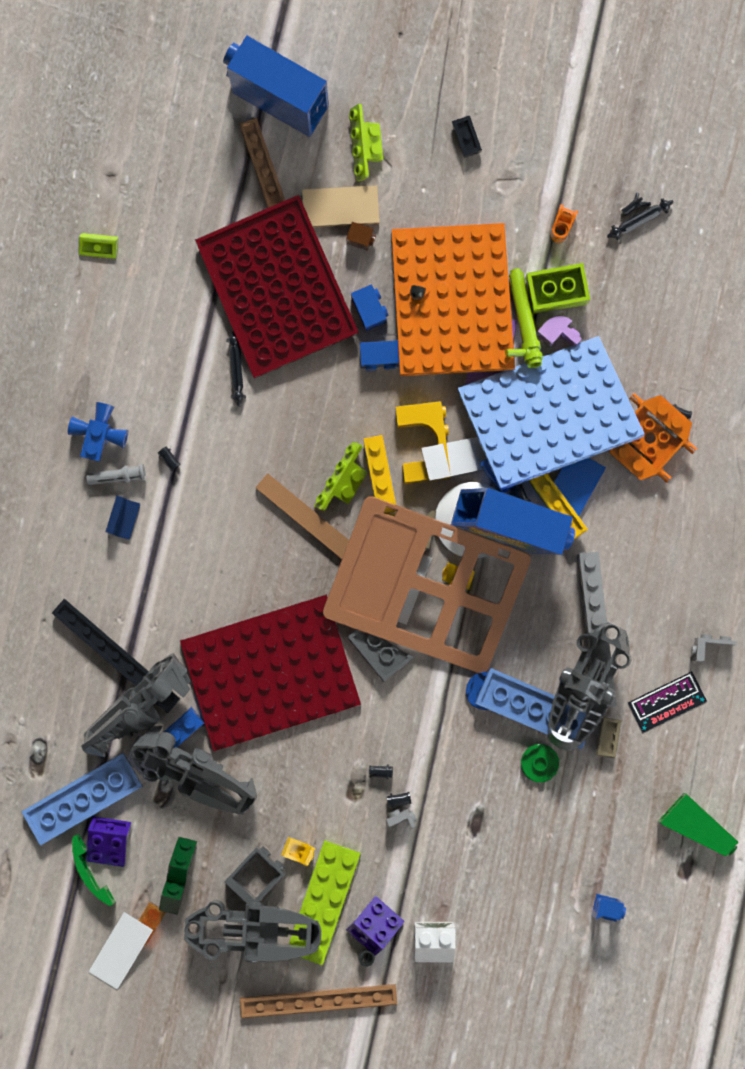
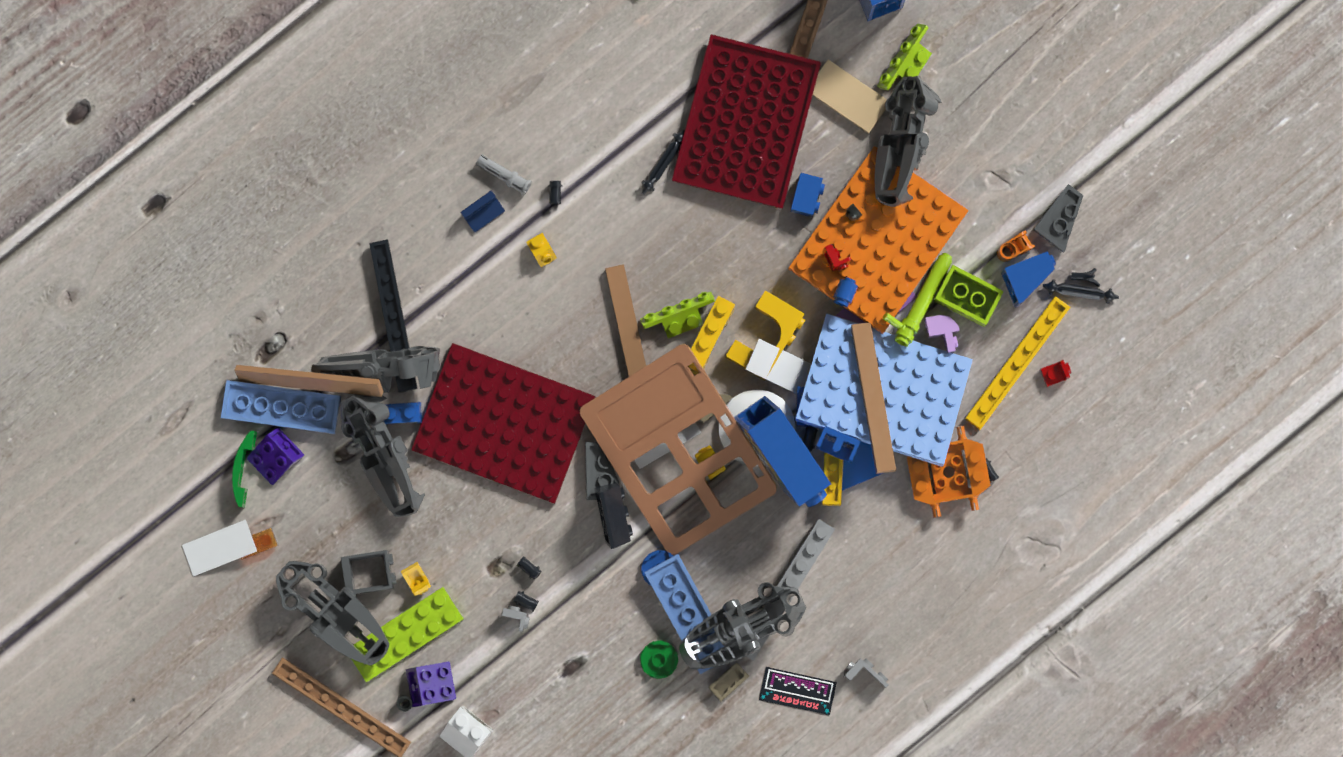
camera: 40 degrees right, 0 degrees up
(88, 760) = (309, 380): none -> medium nougat tile
(97, 432) = (515, 128): blue brick -> none
(177, 875) = (307, 524): dark green arch -> none
(193, 512) = (541, 250): none -> yellow bracket
(360, 236) = (845, 133): reddish brown brick -> none
(379, 355) = (785, 239): blue brick -> none
(414, 204) = (906, 139): none -> dark grey piece
(415, 677) = (613, 515): none -> black slope
(430, 339) = (832, 256): none -> red bracket
(460, 358) = (845, 292): none -> blue brick
(466, 136) = (993, 117): black plate -> none
(549, 425) = (873, 398): none -> medium nougat tile
(549, 483) = (838, 444): none -> blue window
(579, 175) = (1060, 218): none -> dark grey wing
(591, 239) = (1026, 276): none -> blue slope
(635, 312) = (1017, 363): none -> yellow tile
(671, 296) = (1056, 373): none -> red bracket

